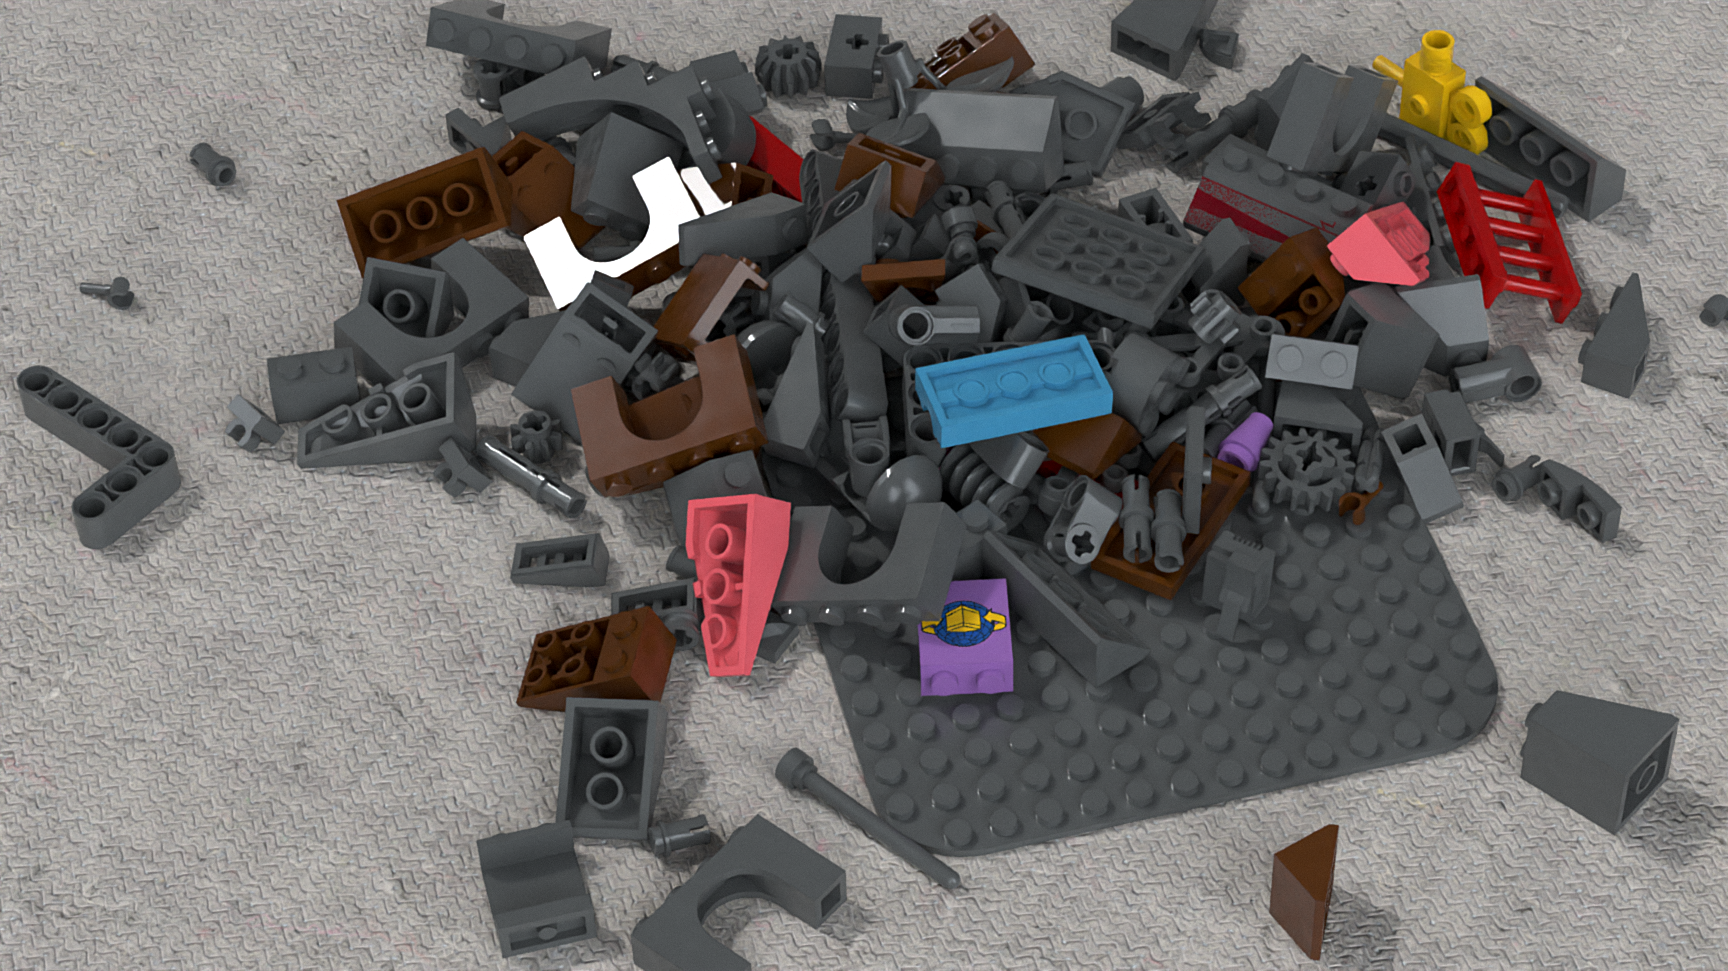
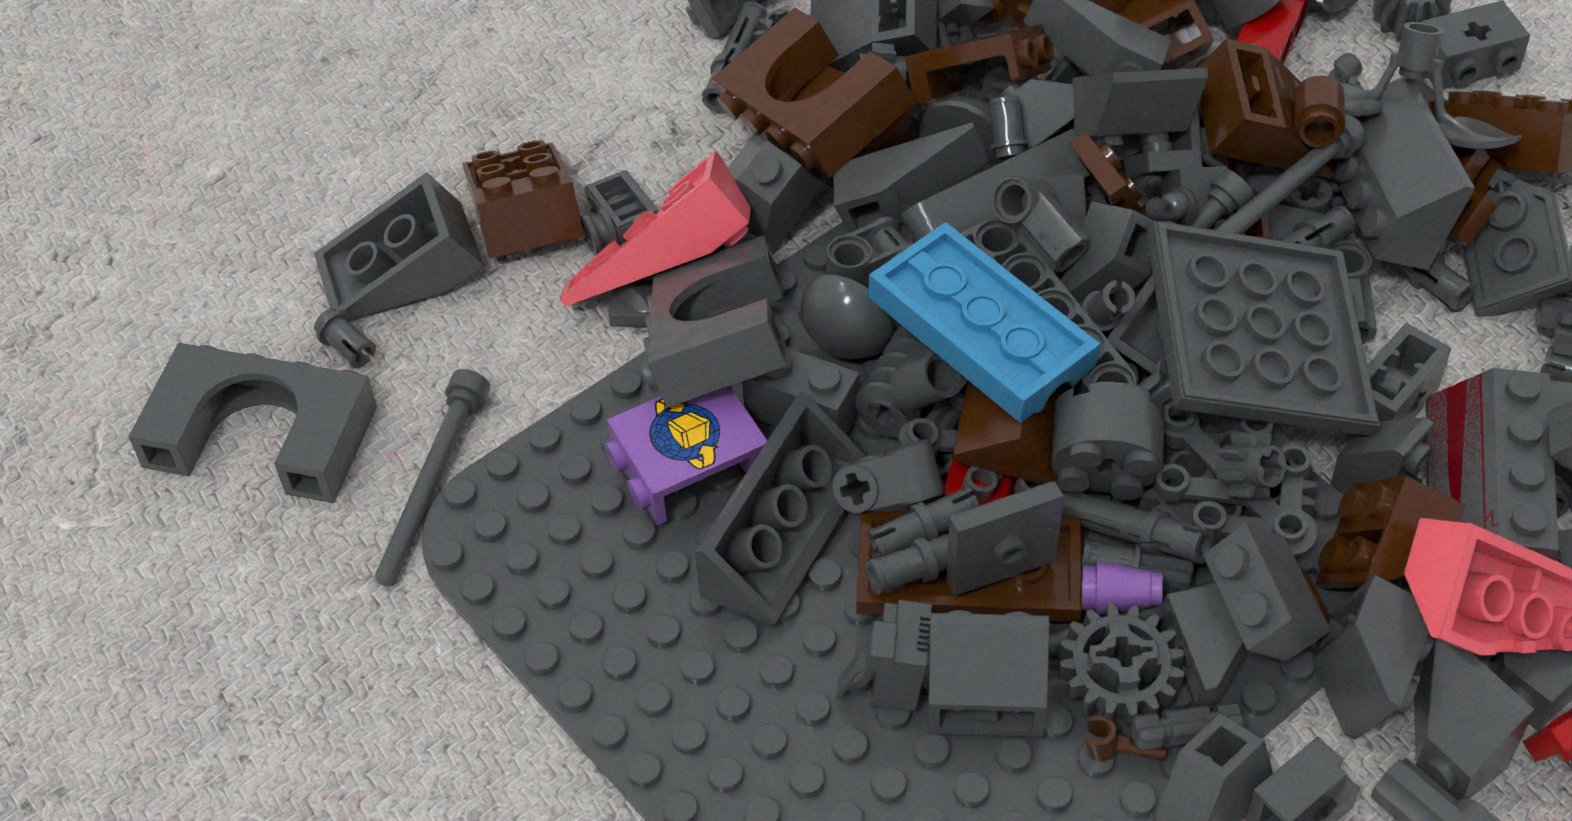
camera: 65 degrees right, 5 degrees up
(536, 889) = (237, 270): dark grey panel -> none
(587, 569) = (648, 127): dark grey slope -> none
(926, 138) = (1319, 110): none -> reddish brown brick
(940, 146) = (1346, 145): none -> dark grey piece
(1292, 525) = (988, 674): none -> dark grey slope

